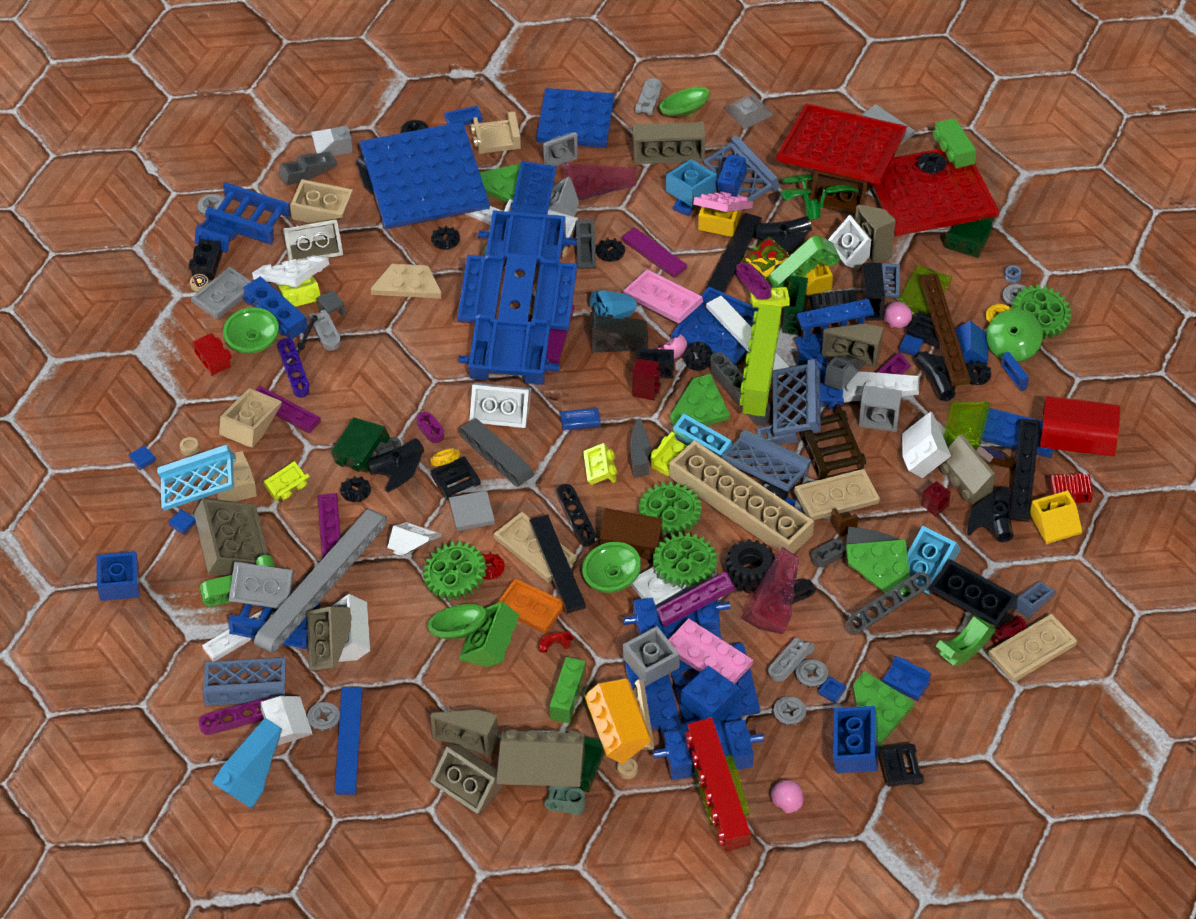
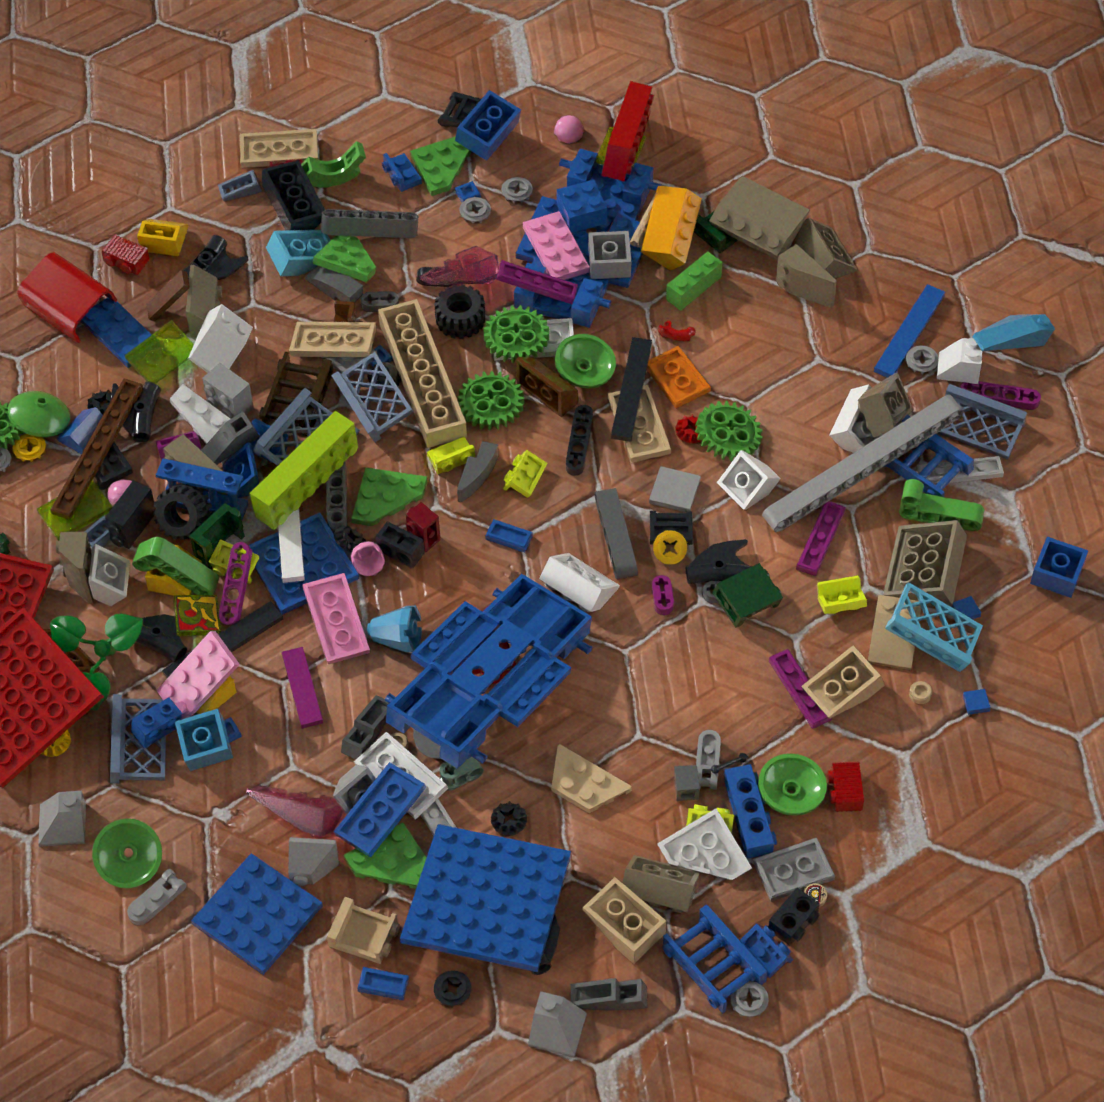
camera: 150 degrees left, 5 degrees up
(260, 585) = (927, 474): light grey tile -> none
(293, 367) = (765, 732): dark purple beam -> none
(354, 495) = (784, 564): black gear -> none
(457, 621) = (761, 362): bright green dish -> none
(490, 641) = (734, 359): bright green slope -> none
(615, 254) = (342, 721): black gear -> none
(617, 334) = (403, 590): clear smoke wedge -> none
(668, 142) = (189, 800): dark tan brick -> none
(689, 429) = (413, 443): medium azure brick -> none
(790, 659) = (485, 225): light grey plate -> none
(911, 345) = (138, 459): blue tile -> none
(936, 498) = (248, 297): dark red brick -> none
(1015, 371) = (70, 382): blue tile -> none
(1024, 470) = (145, 290): black tile -> none

